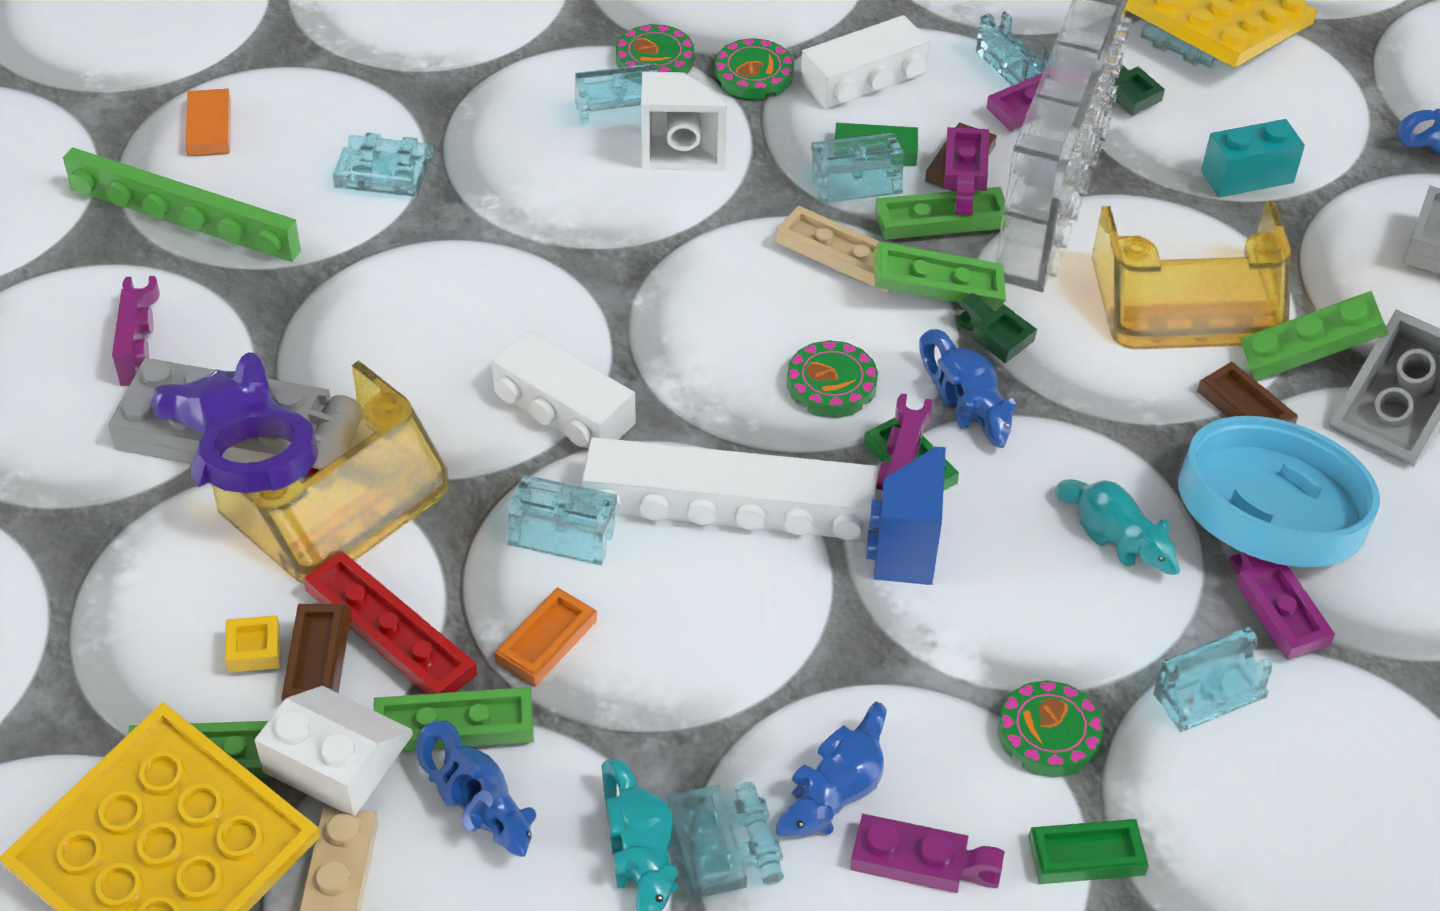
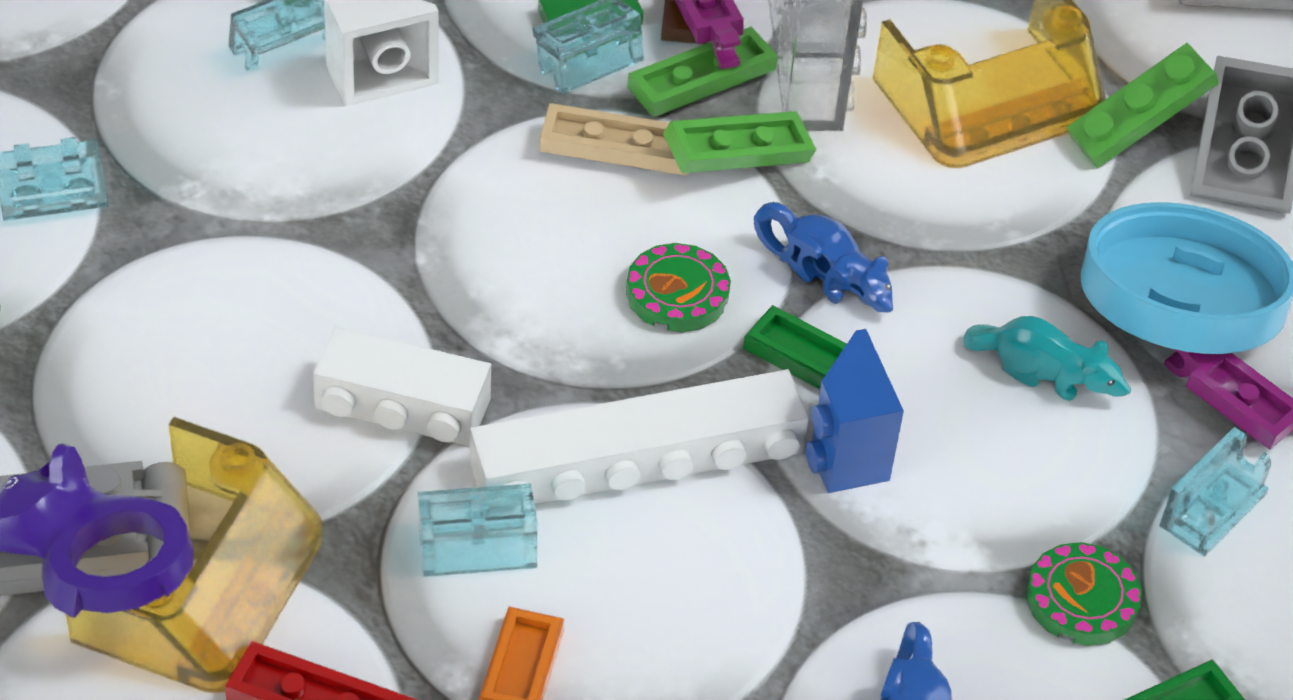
camera: 25 degrees left, 0 degrees up
(904, 441) = (804, 339): magenta plate -> none
(996, 330) = (823, 185): dark green plate -> none
(1240, 395) = (1096, 188): reddish brown tile -> none

